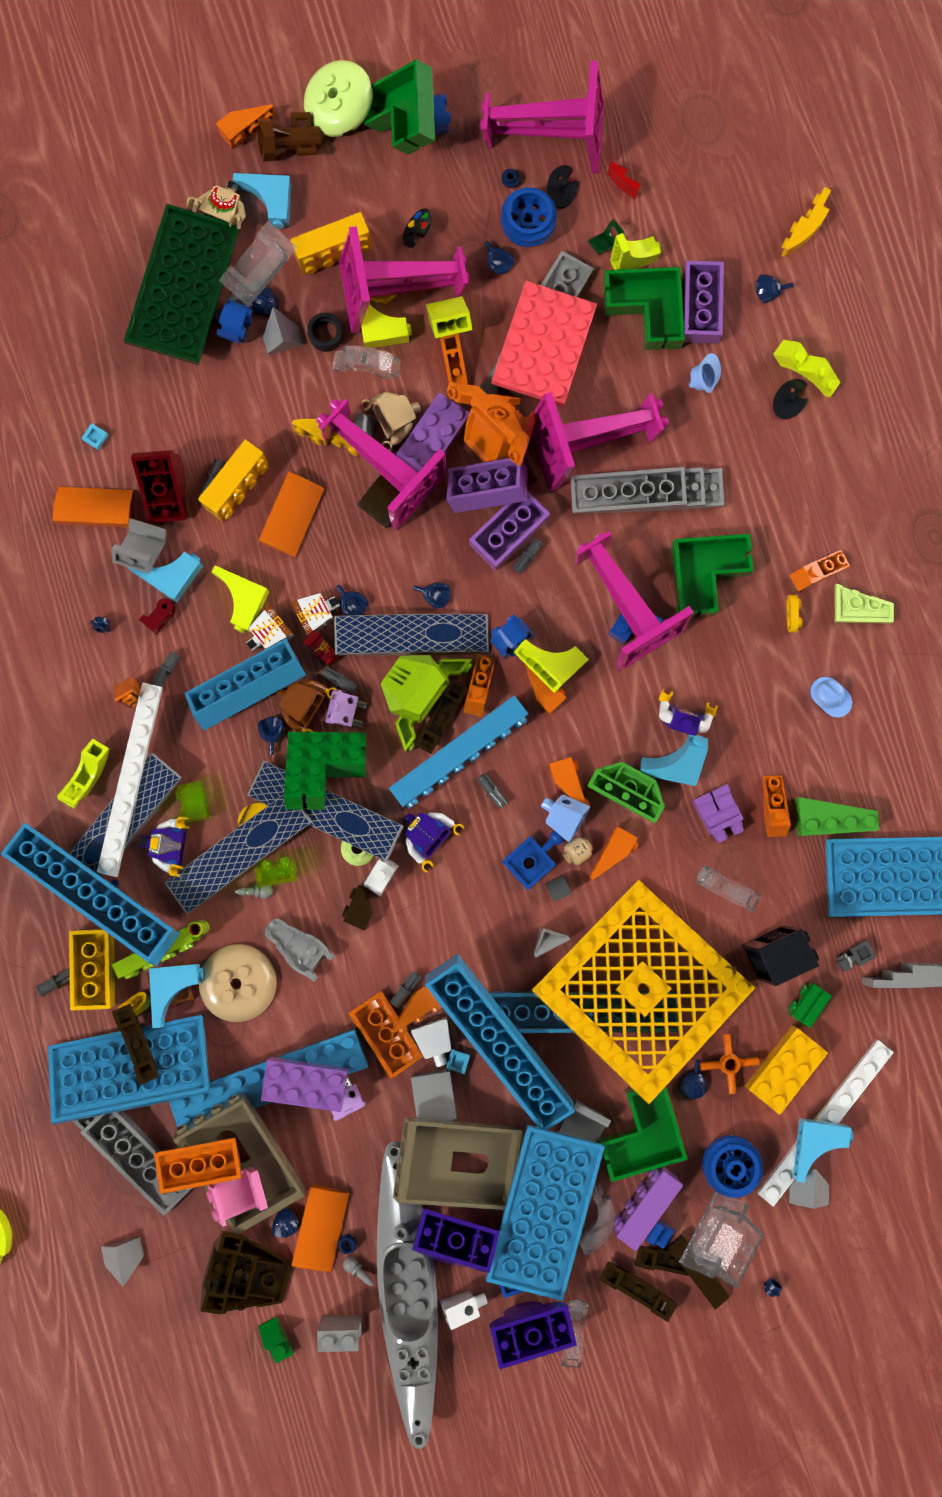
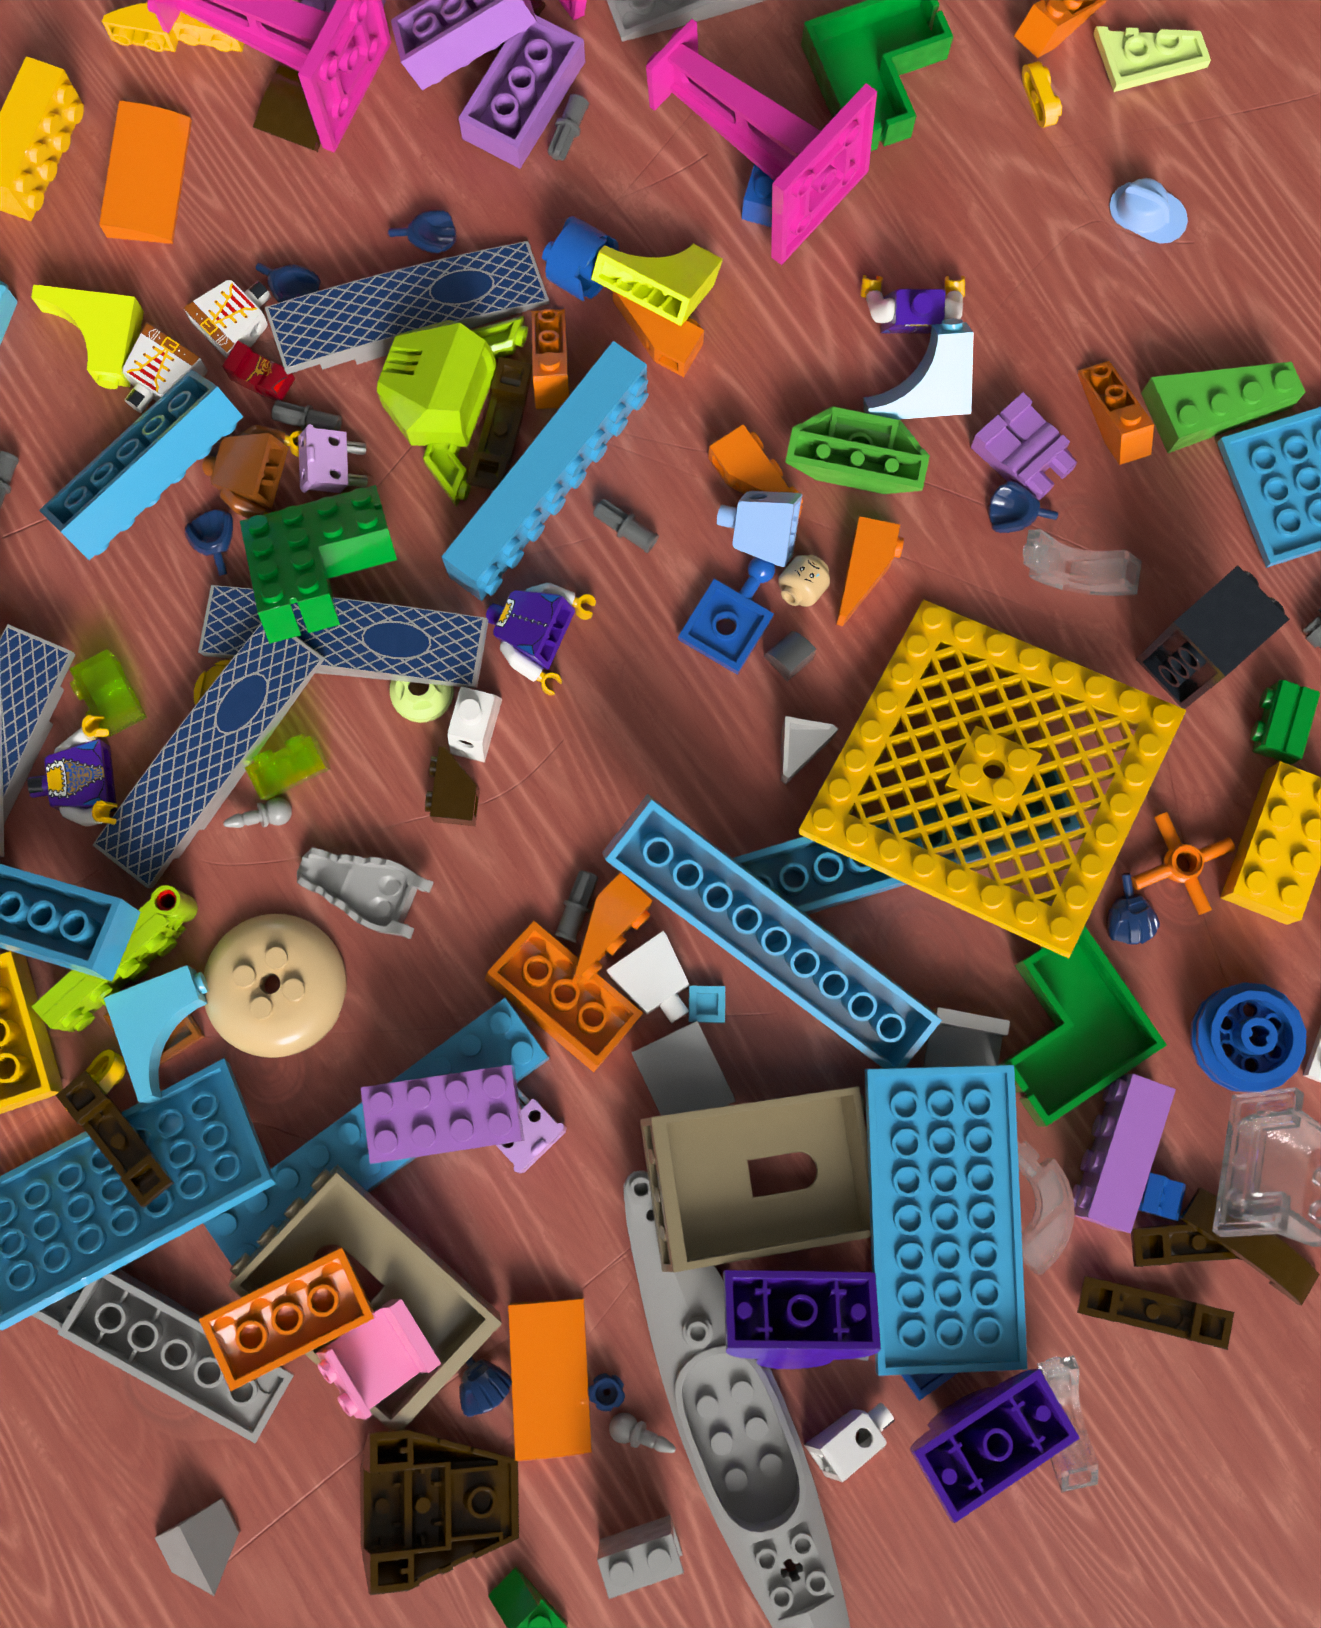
camera: 15 degrees left, 5 degrees down
(703, 844) = (1015, 508): none -> dark blue piece

